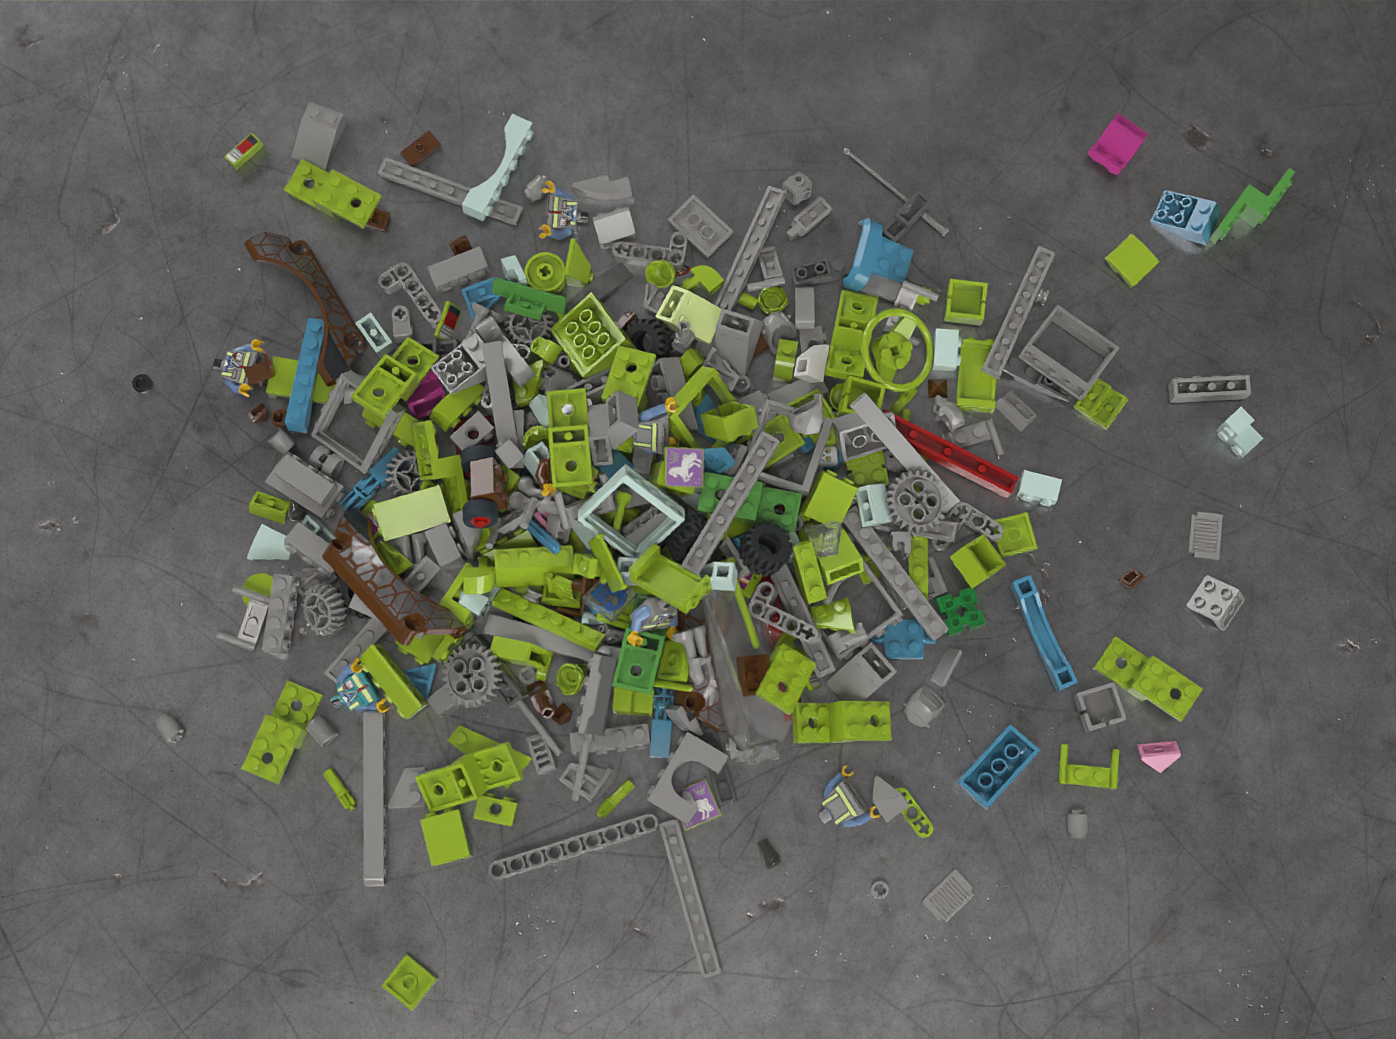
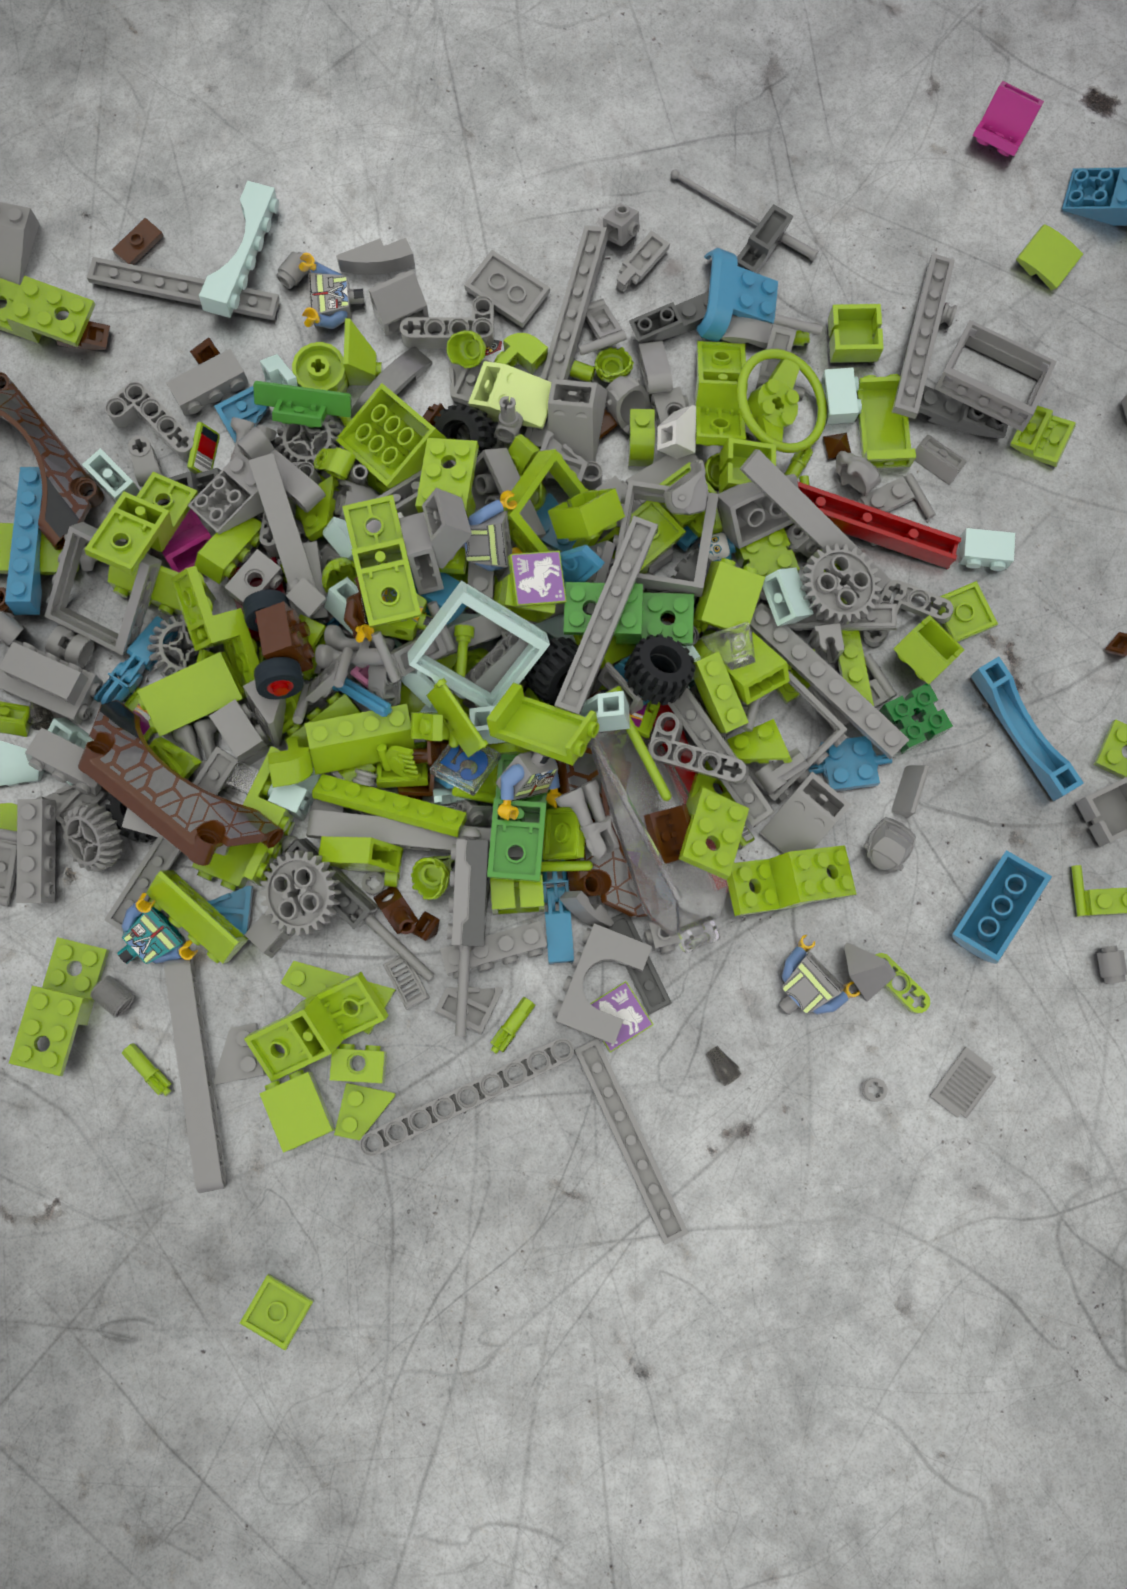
camera: 15 degrees left, 0 degrees up
(492, 844) = (360, 1109): none -> lime wing

